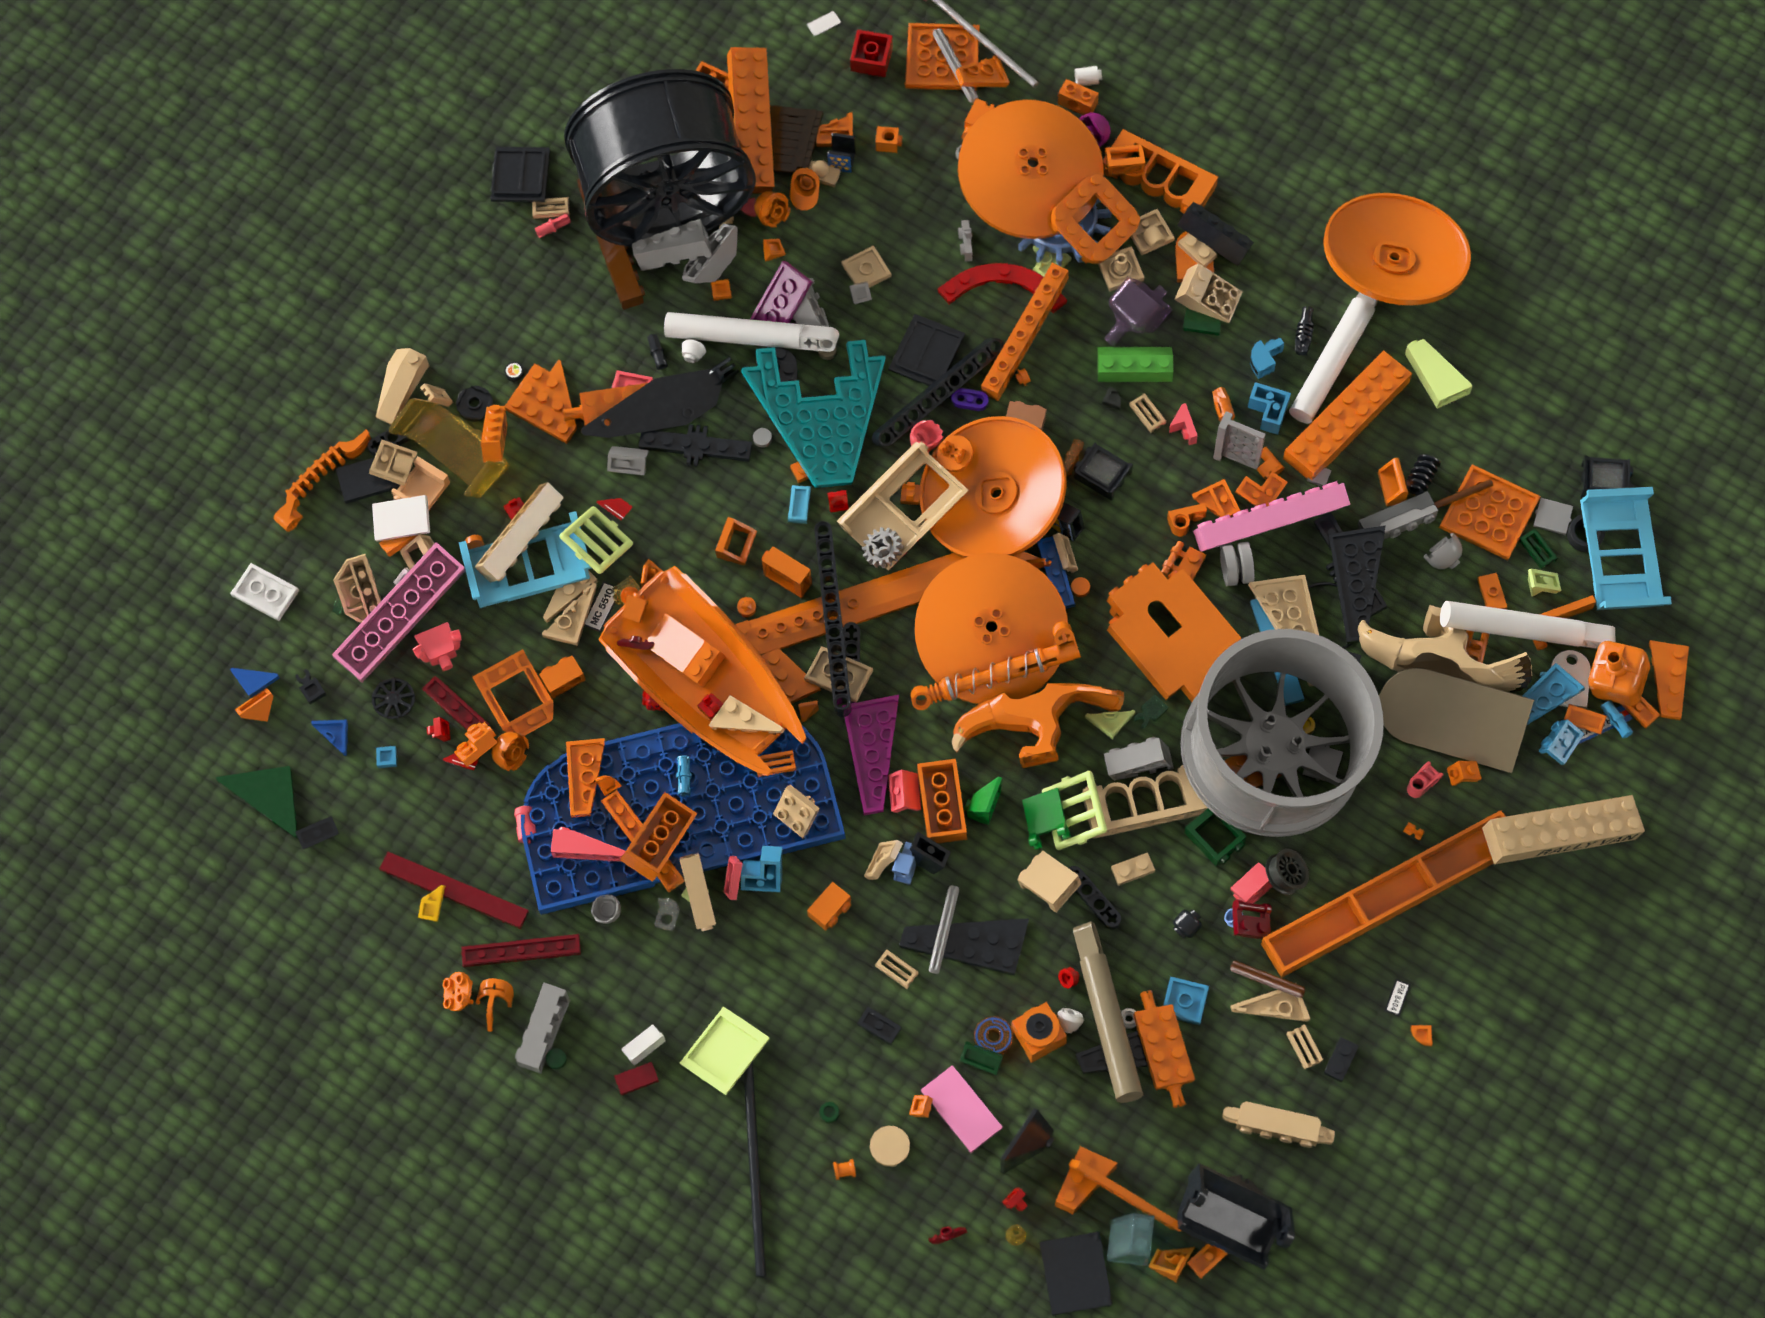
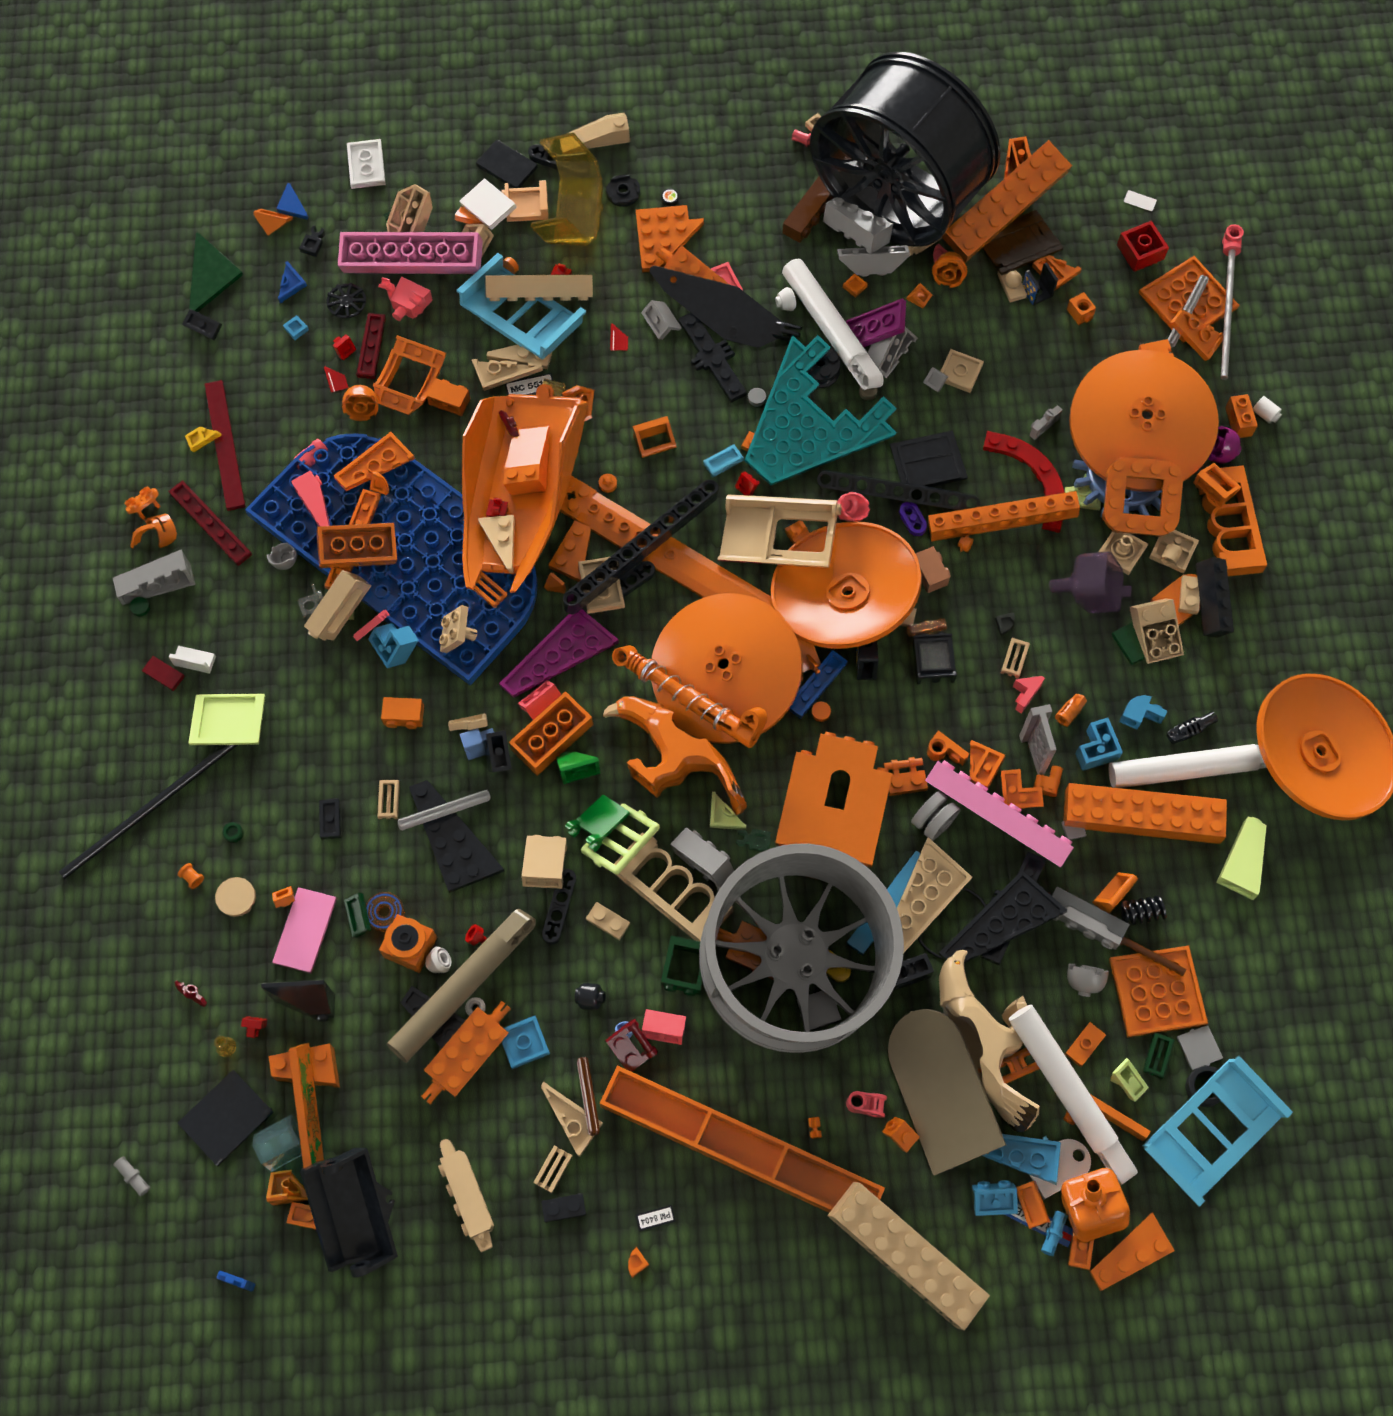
camera: 50 degrees right, 0 degrees up
(287, 515) = (436, 134): orange piece -> none
(393, 462) = (528, 169): tan plate -> none
(435, 395) = (604, 158): tan tile -> none
(480, 741) = (350, 374): orange plate -> none
(494, 433) = (600, 213): orange brick -> none
(520, 174) = (824, 87): black piece -> none
(581, 554) = (583, 320): yellowish green bar -> none
(635, 607) = (534, 401): orange brick -> none
(657, 351) = (766, 277): black axle -> none
(683, 775) = (427, 531): dark azure pin -> none
(786, 572) = (654, 487): orange window -> none
(804, 189) = (987, 279): orange piece -> none
(882, 547) = (730, 541): light grey gear -> none
(961, 457) = (852, 536): orange plate -> none
(1065, 553) = (839, 679): tan tile -> none
(1135, 364) = (1048, 617): bright green slope -> none
(1287, 871) = (682, 1044): pearl dark grey wheel -> none
(1605, 474) = (1274, 1065): window -> none

